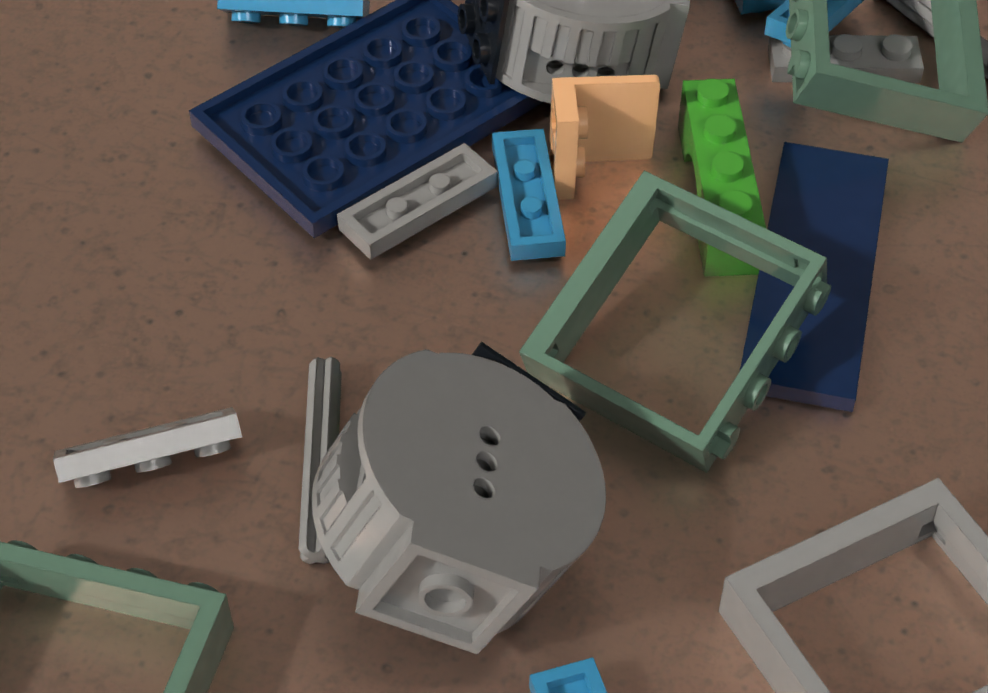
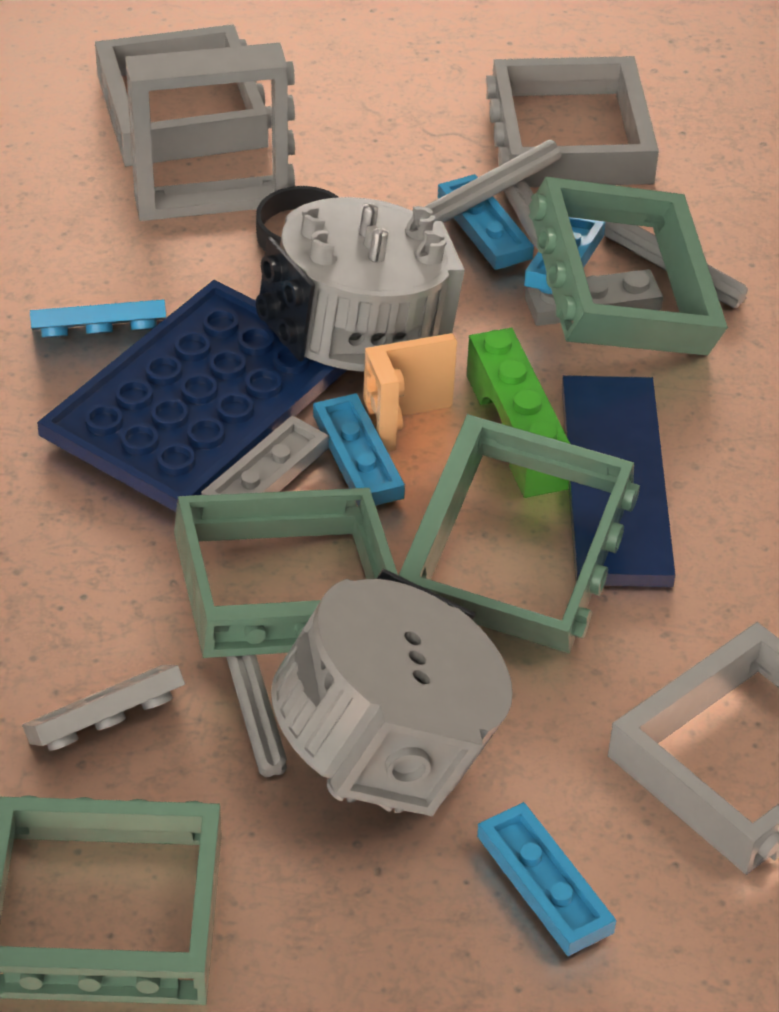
camera: 15 degrees left, 5 degrees down
(342, 383) = (268, 626): none -> sand green window

